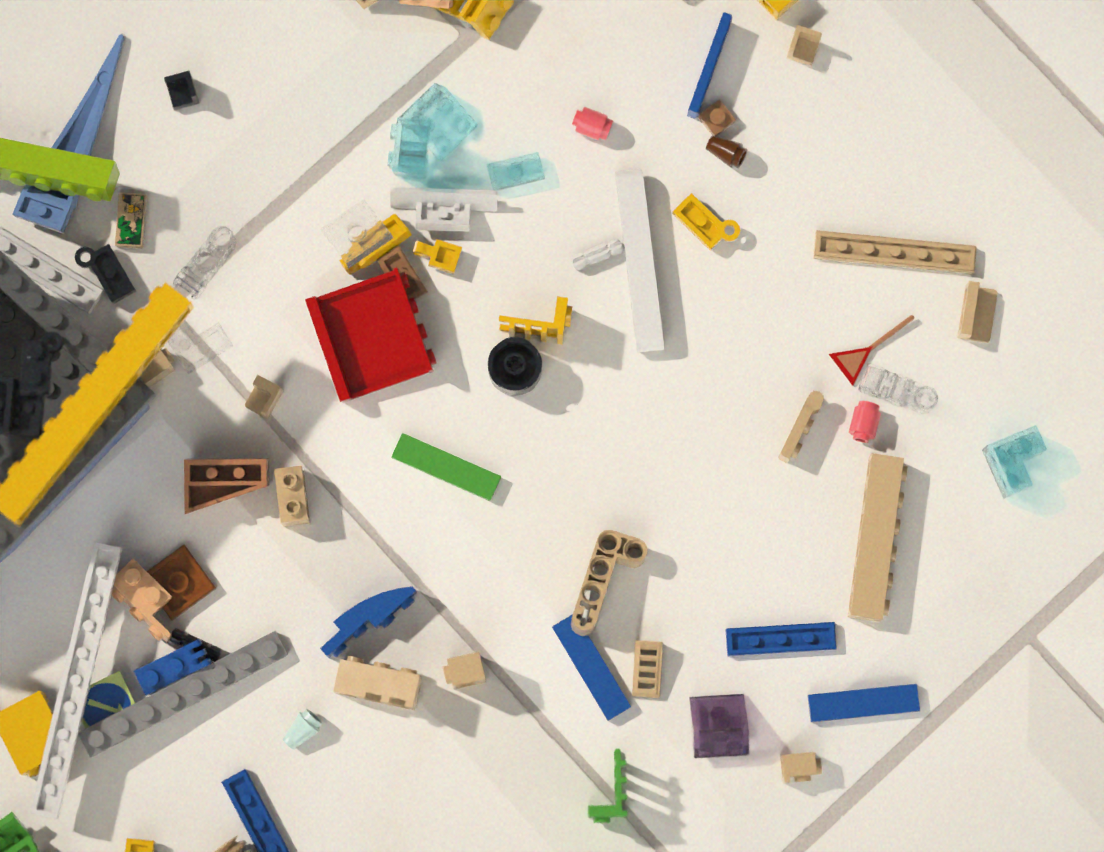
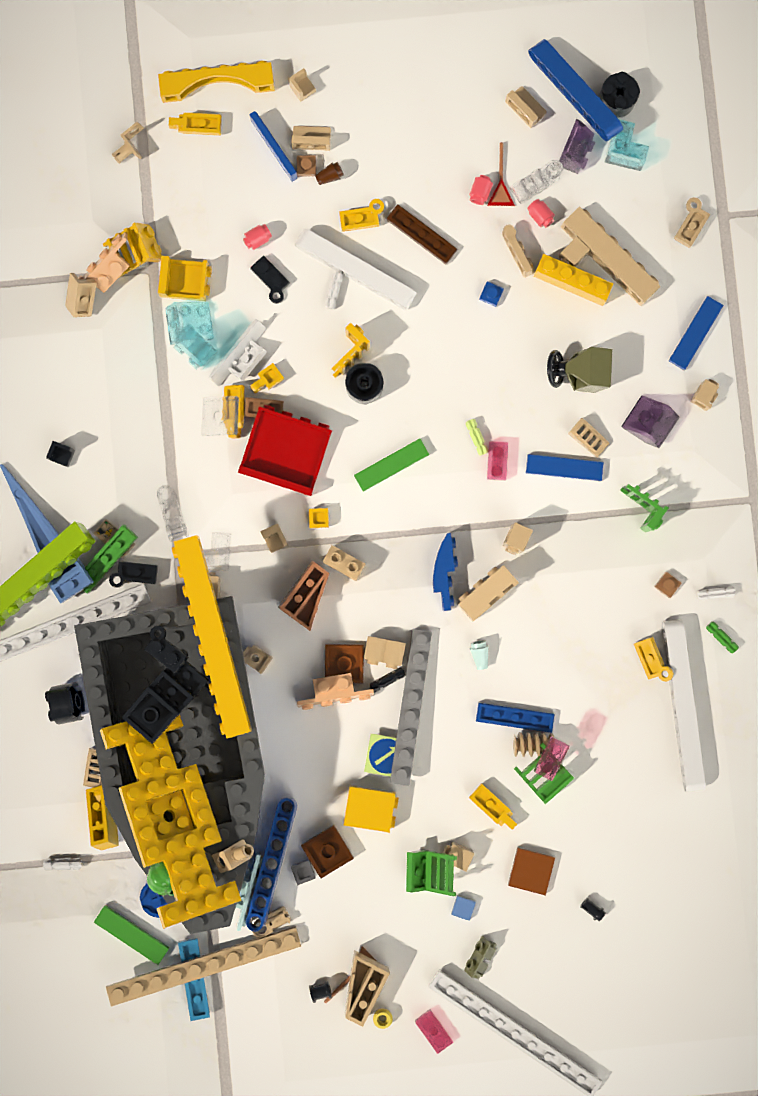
camera: 55 degrees left, 5 degrees up
(76, 681) = (360, 762): white plate -> none
(107, 228) = (109, 555): none -> bright green tile
(114, 488) = (264, 658): none -> tan brick
(171, 667) = (390, 702): blue hinge -> none
(225, 617) = (384, 651): none -> tan brick
(323, 430) = (319, 518): none -> yellow plate
(482, 79) = (184, 279): none -> yellow panel
(515, 171) = (251, 300): clear light blue plate -> none
(540, 583) = (497, 461): none -> clear pink plate
(551, 540) = (476, 437): none -> yellowish green axle
(558, 173) = (270, 277): none -> black hinge
(600, 583) = (524, 427): tan beam -> none
(718, 604) = (586, 369): none -> olive piece
(729, 434) = (491, 294): none -> blue plate
(737, 305) = (421, 234): none -> reddish brown tile
(753, 100) = (311, 138): none -> tan panel
(780, 639) = (629, 348): blue tile -> none
(815, 514) = (573, 280): none -> yellow brick
(839, 333) = (480, 190): none -> coral brick
(846, 493) = (574, 252): none -> tan brick
(894, 252) = (457, 125): tan tile -> none
(970, 405) = (576, 147): none -> clear purple slope
(987, 604) = (692, 224): none -> tan hinge
(1034, 354) = (575, 90): none -> blue beam
(1083, 400) = (626, 89): none -> black brick

